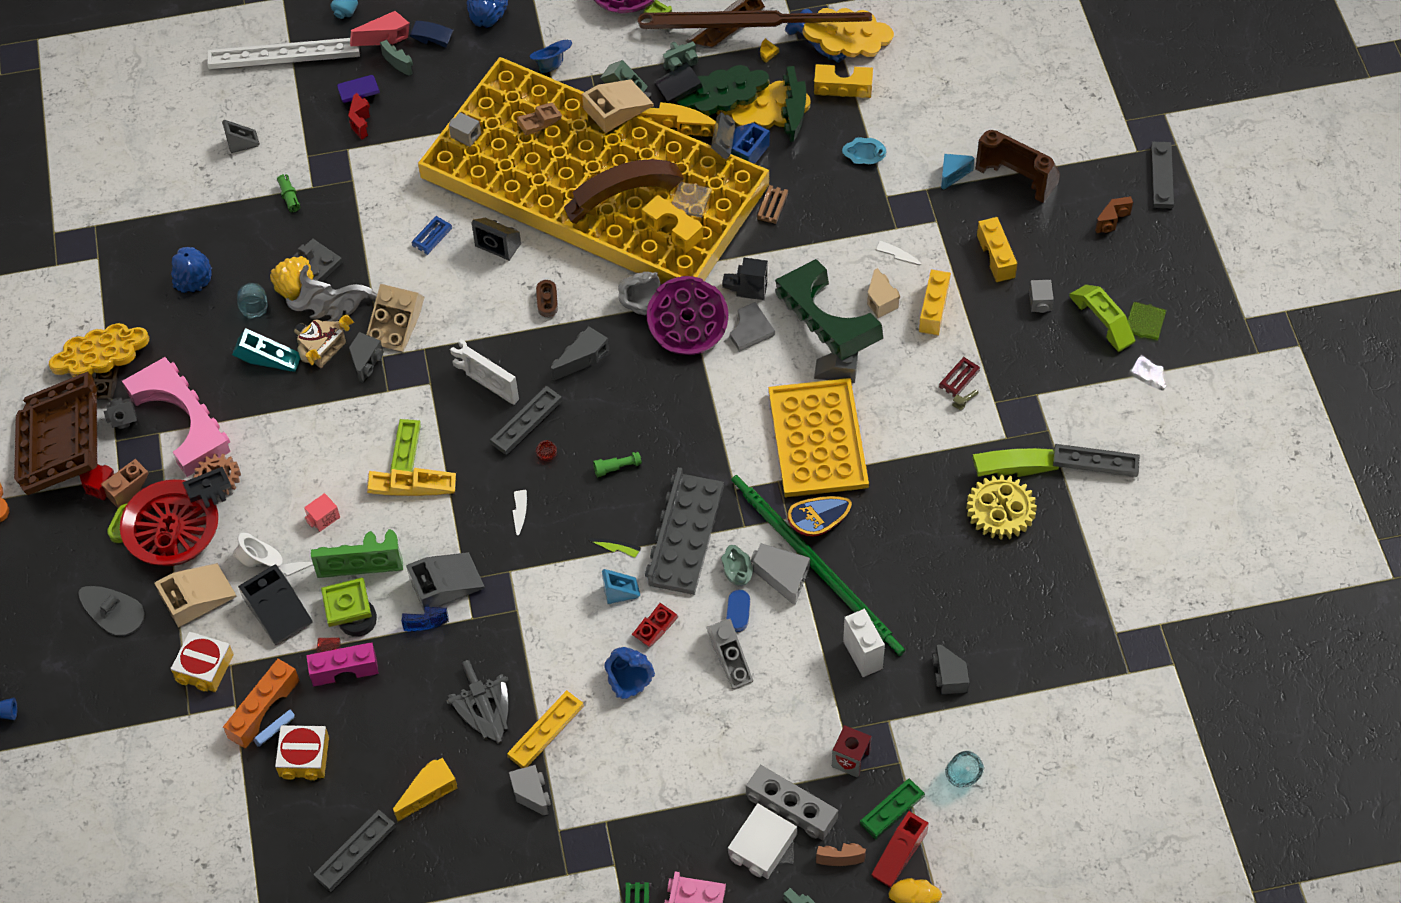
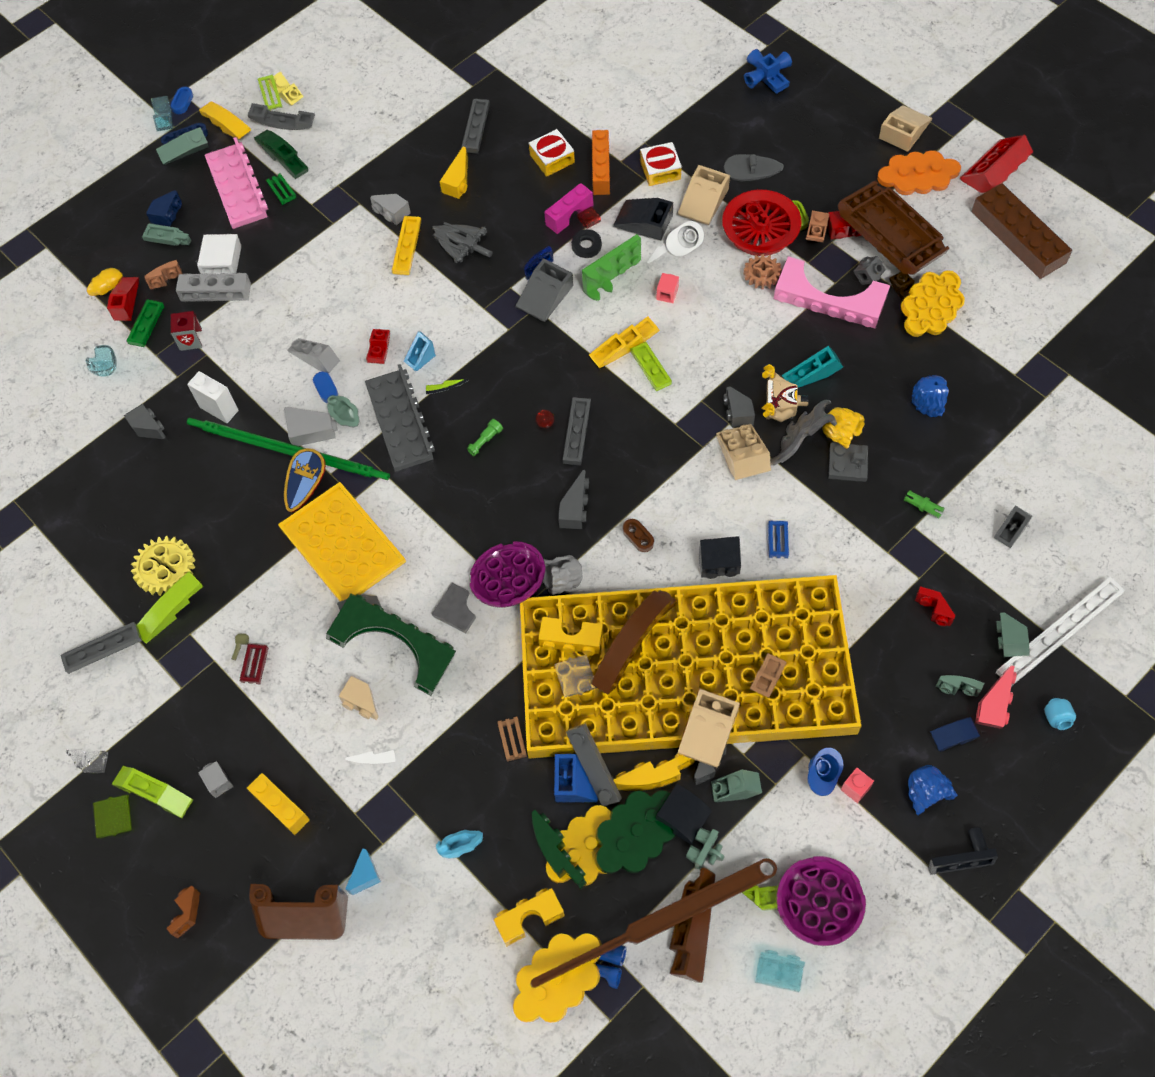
camera: 150 degrees right, 5 degrees up
(208, 487) = (753, 247): black hinge -> none
(252, 299) = (863, 398): clear light blue helmet -> none
(273, 728) = (581, 155): light blue tile -> none
(326, 60) = (1014, 636): none -> sand green slope
(346, 602) = (598, 240): lime tile -> none
(362, 86) = (961, 632): dark purple slope -> none
(464, 129) = (821, 621): light grey brick -> none
(486, 372) = (631, 438): white tile -> none
(519, 513) = (532, 371): white sticker -> none
(534, 36) = (857, 785): none -> coral brick
(628, 672) = (372, 300): blue hair -> none
(750, 279) = (479, 640): black hinge -> none
(768, 50) = (628, 914): yellow tile -> none
(934, 302) = (307, 716): yellow brick -> none
(1162, 175) = (157, 998): dark grey plate -> none

